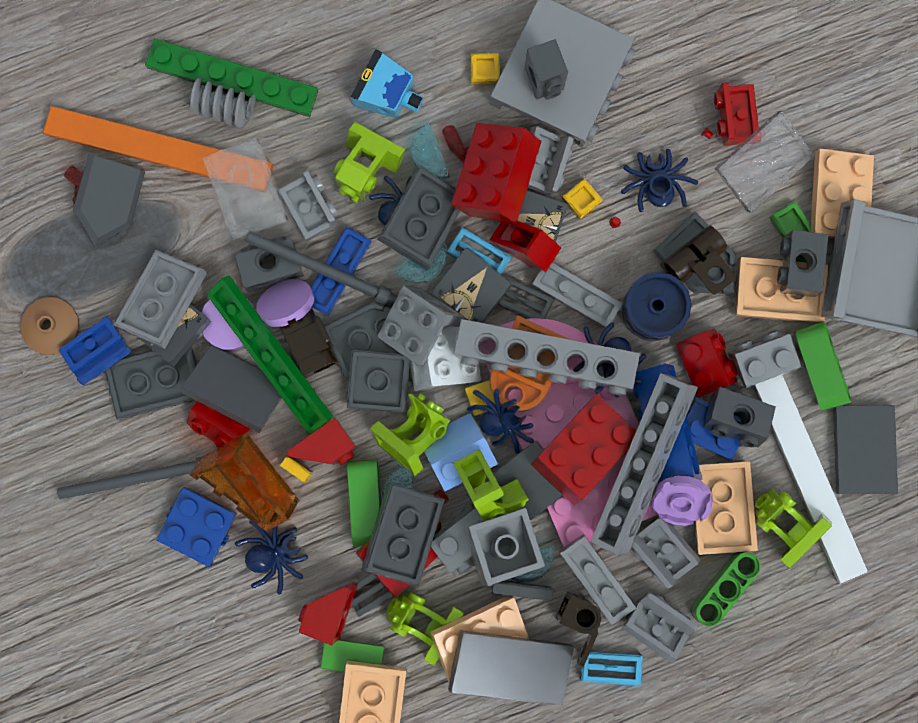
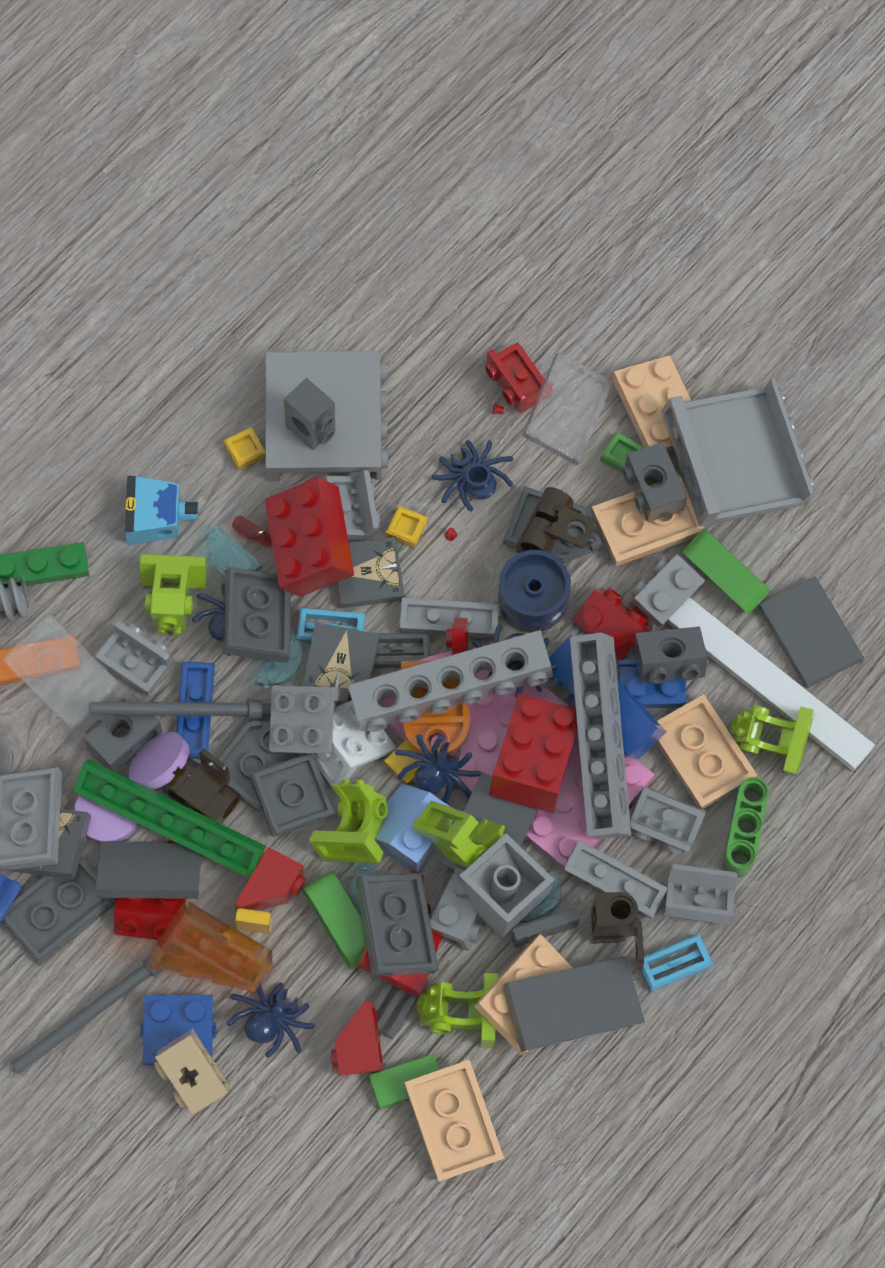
camera: 30 degrees left, 15 degrees down
(186, 571) = (191, 1053): none -> tan brick
(526, 244) = (374, 590): red slope -> none
(573, 318) = (458, 636): none -> red plate
(682, 500) = (656, 757): lavender tile -> none

